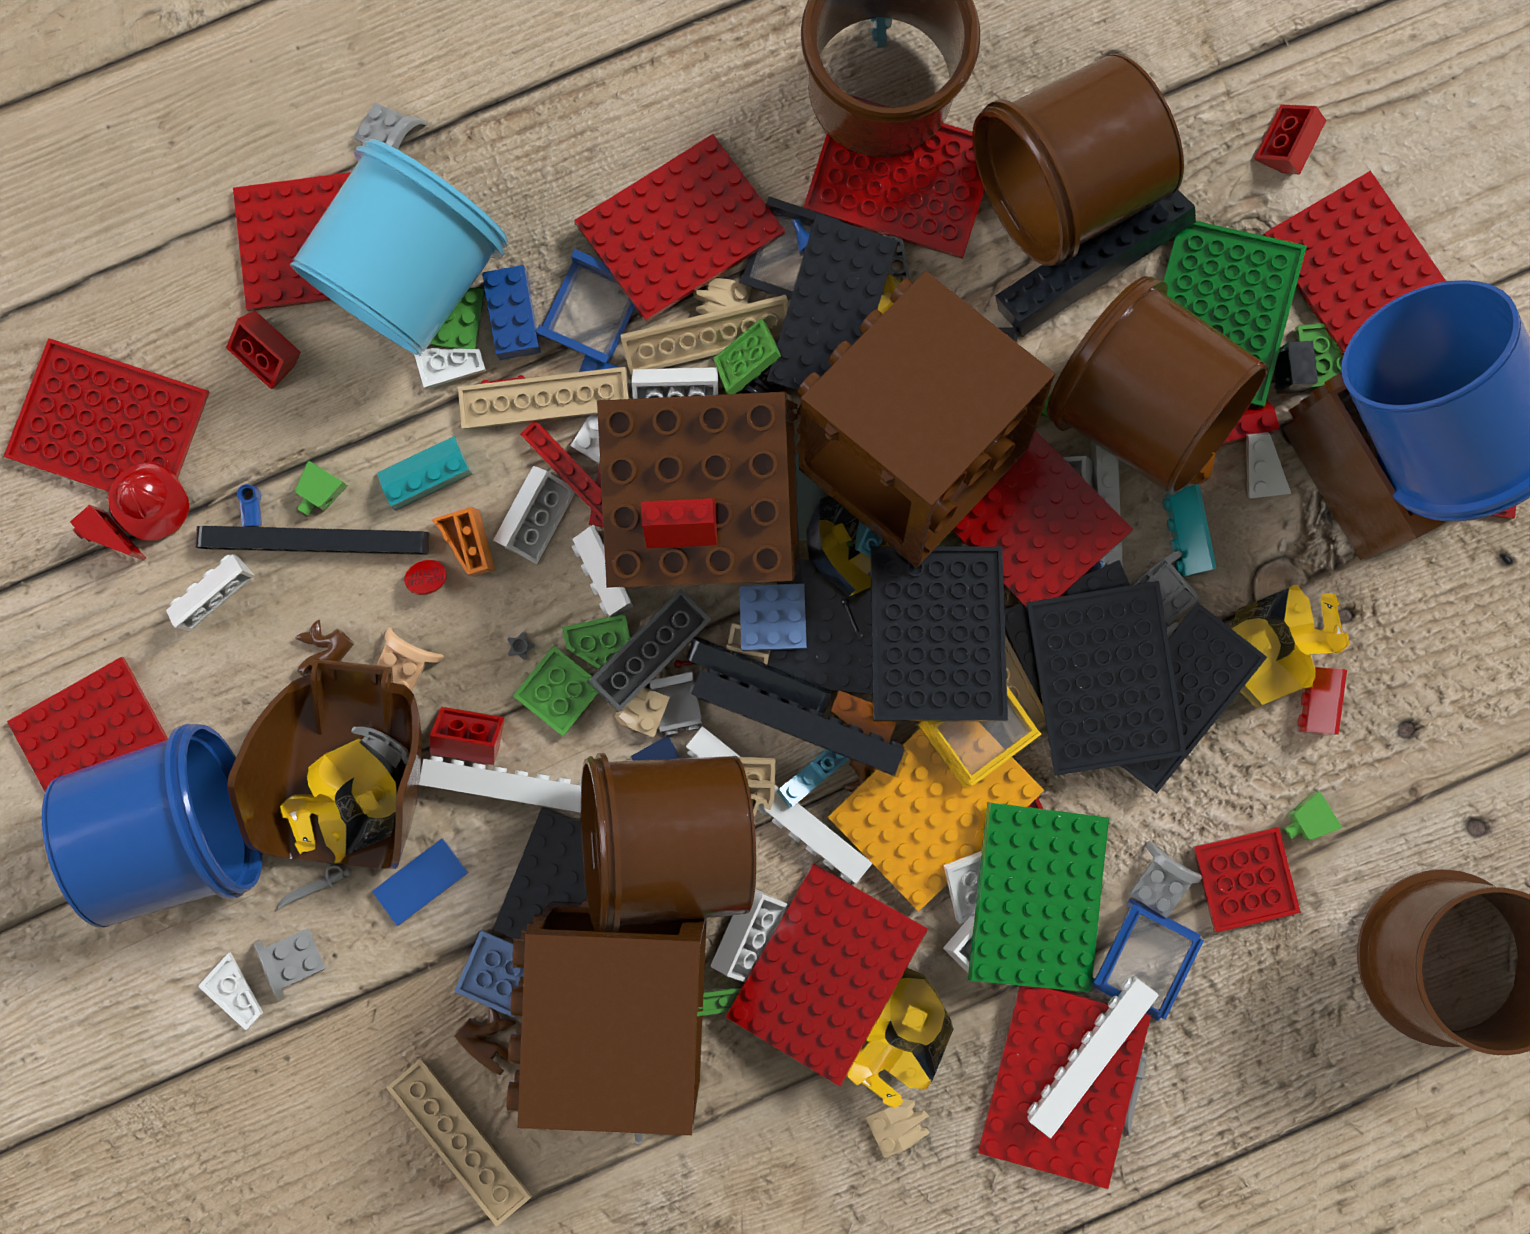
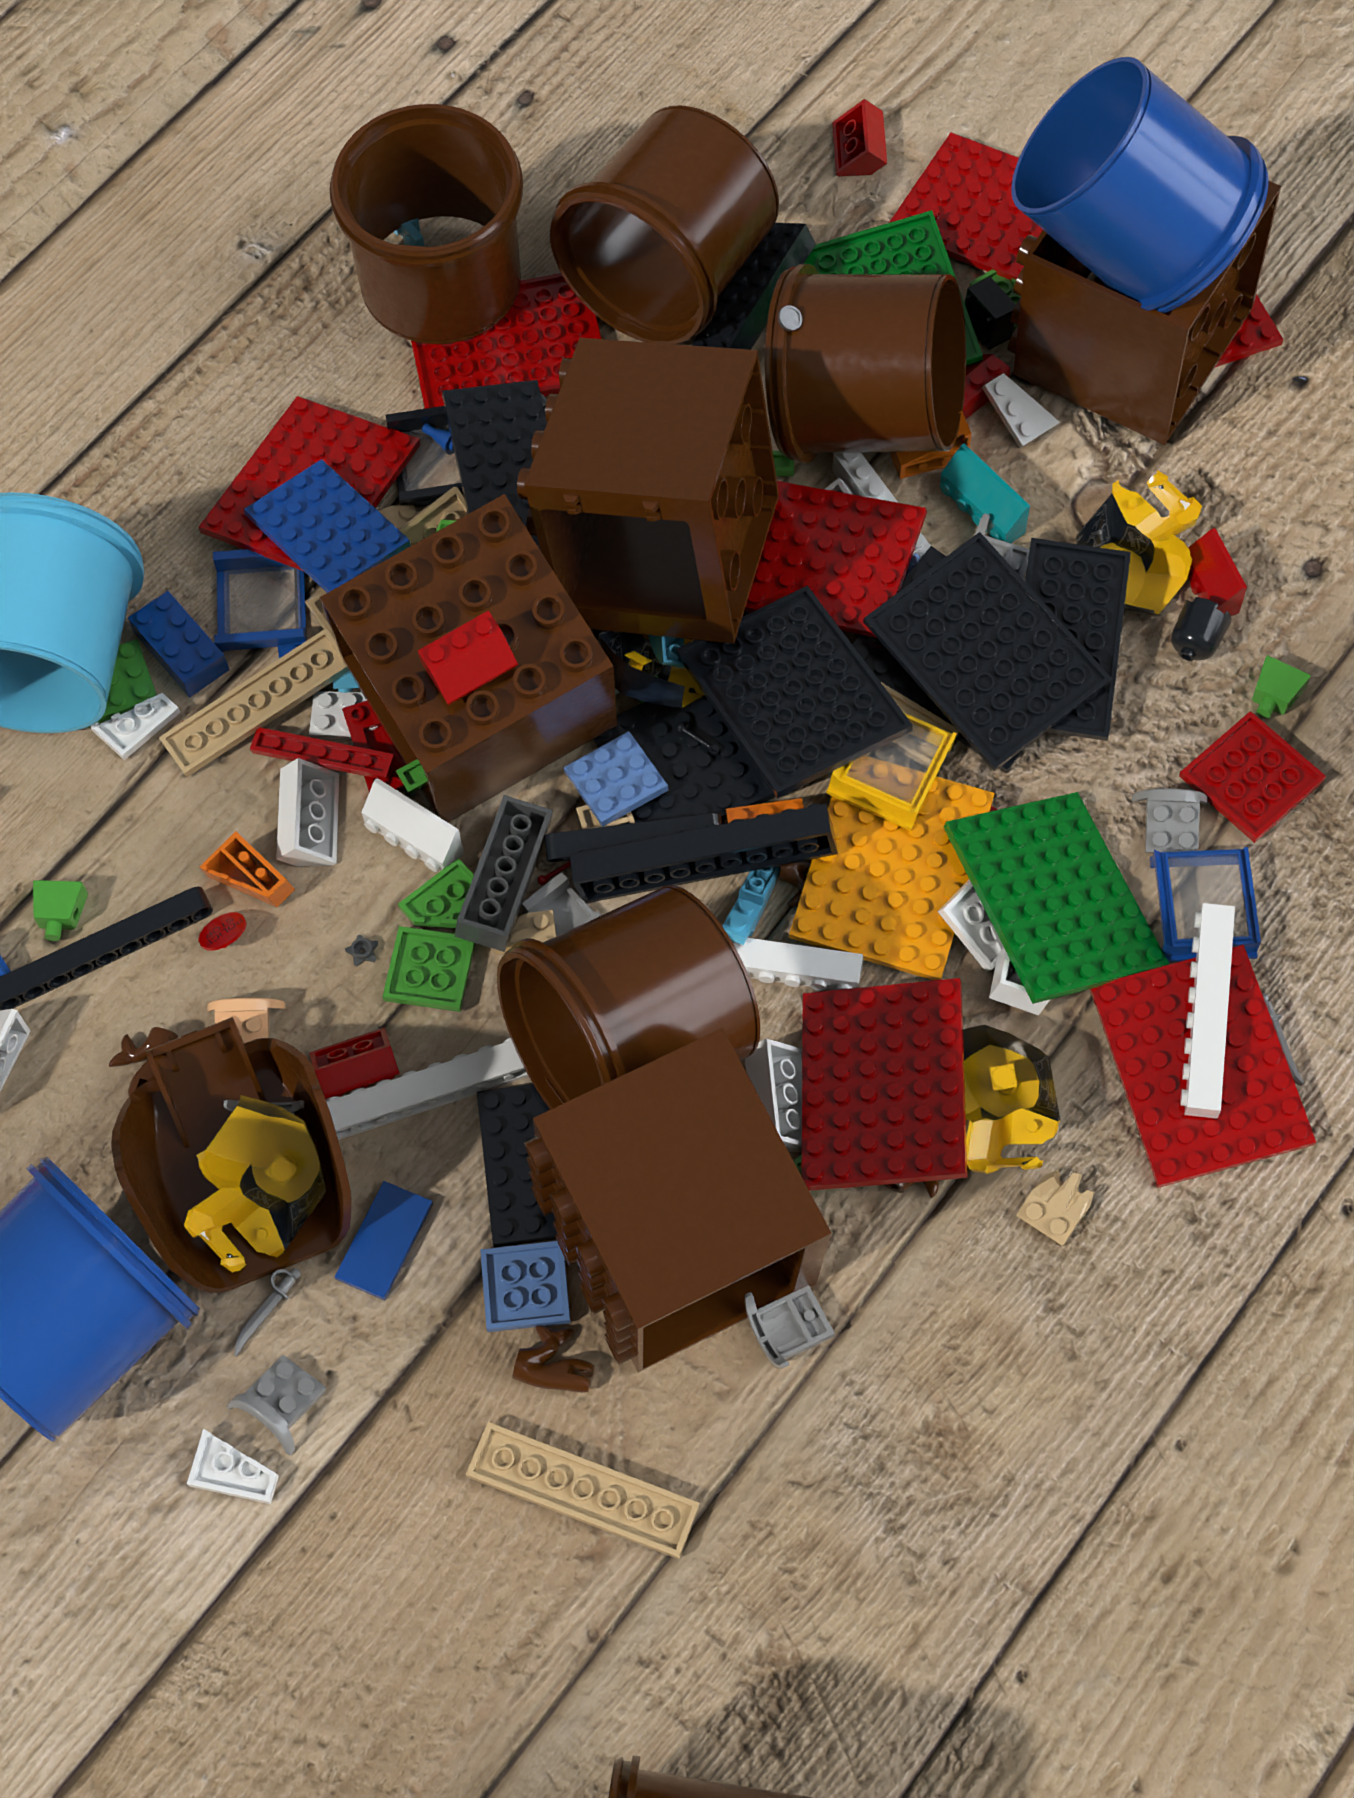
camera: 25 degrees left, 20 degrees down
(424, 473) = (168, 837): teal slope -> none
(668, 281) = (326, 526): none -> blue plate
(1107, 339) = (789, 318): none -> flat silver piece
(1281, 741) = (1199, 629): none -> black cylinder

